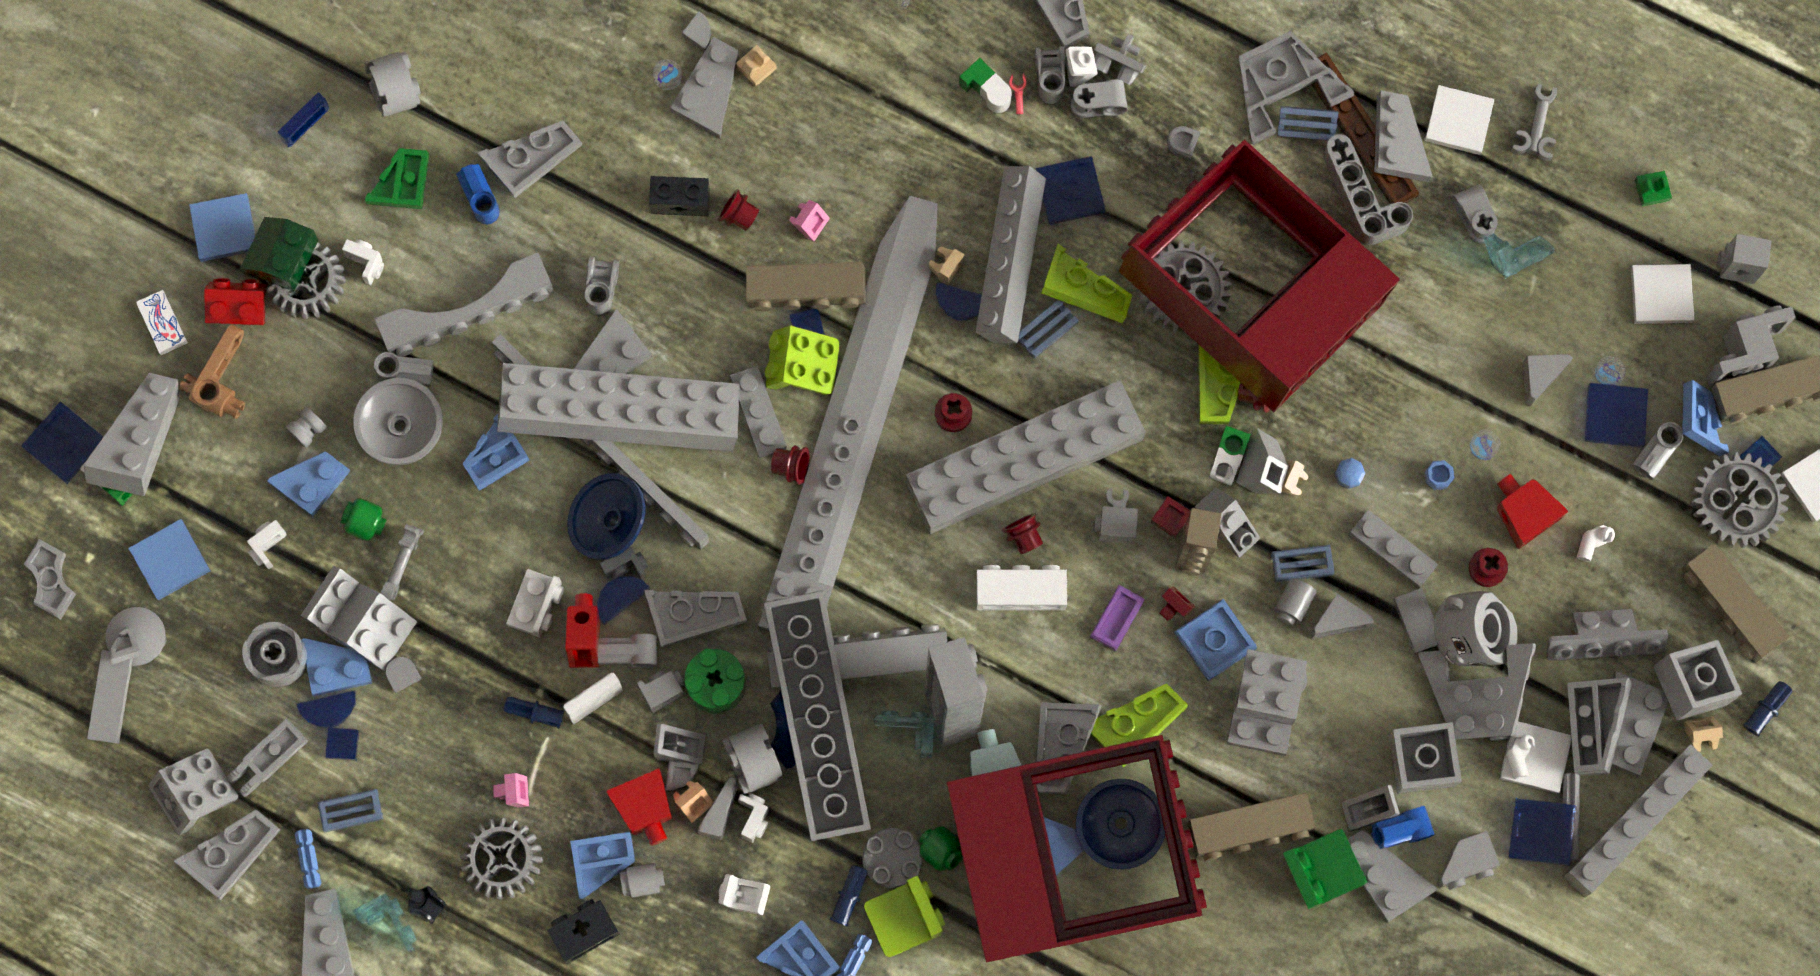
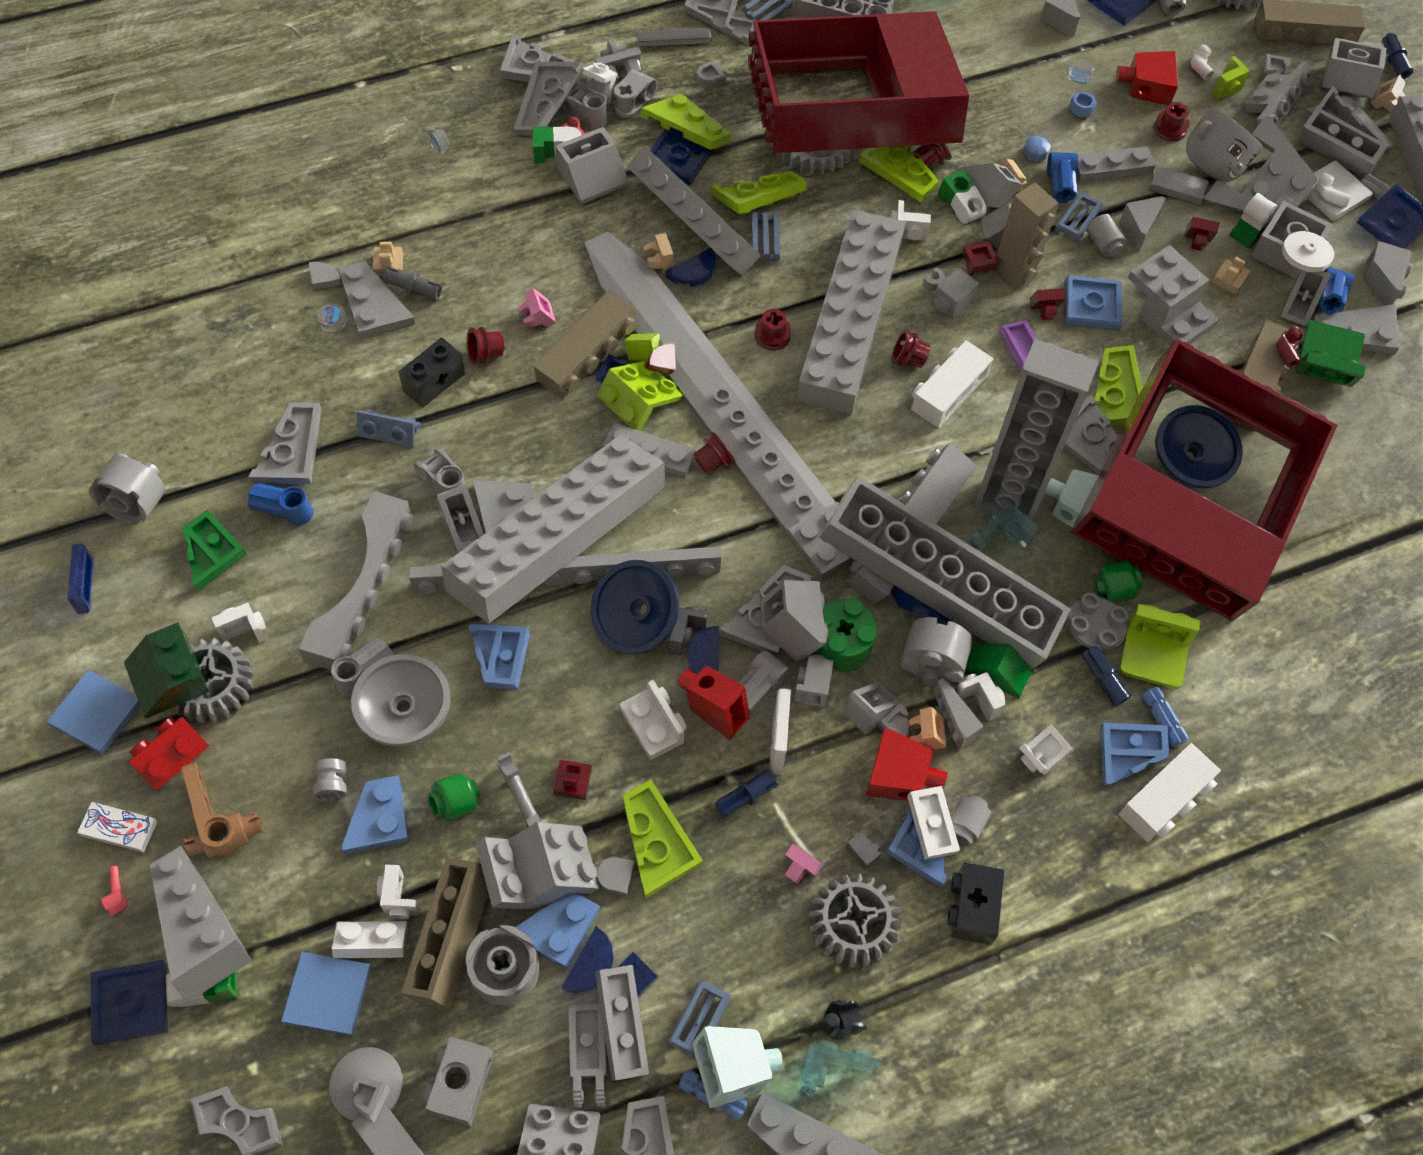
camera: 50 degrees left, 15 degrees down
(116, 370) = (116, 900): none -> coral hand
(201, 692) = (461, 1103): none -> light grey brick
(224, 554) = (370, 939): none -> white plate
(264, 601) = (447, 935): none -> dark tan brick
(302, 762) = (622, 1023): none -> light grey plate
(334, 856) = (733, 1063): none -> light aqua torso
(446, 586) = (572, 779): none -> dark red tile
(449, 681) = (657, 839): none -> lime wing
(560, 825) = (863, 850): none -> flat silver piece
(575, 331) = (459, 516): none -> light grey slope
(601, 195) = (386, 428): none -> sand blue hinge
(612, 856) = (933, 822): none -> white plate
(686, 635) = (795, 617): none -> light grey slope
(750, 104) = (412, 283): none -> dark grey pin
(788, 813) = (1002, 665): none -> green slope
(842, 353) = (662, 359): none -> tile
(845, 326) = (641, 346): none -> lime slope
(984, 137) = (591, 165): none -> light grey slope
(1023, 36) = (545, 94): none -> light grey wing
(1109, 167) = (687, 117): none -> lime wing
(1158, 437) = (916, 224): none -> white bracket
(1198, 76) = (673, 37): none -> light grey axle
(1287, 826) = (1287, 344): none -> dark red arm
(1340, 513) = (1063, 171): none -> blue piece
(1348, 733) = (1231, 275): none -> tan tile
(1373, 676) = (1201, 231): none -> dark red tile
(1403, 779) = (1307, 251): none -> white piece
(1418, 711) = (1253, 220): none -> leg
(1586, 585) = (1232, 79): none -> lime bracket
(1652, 608) = (1274, 64): none -> light grey tile

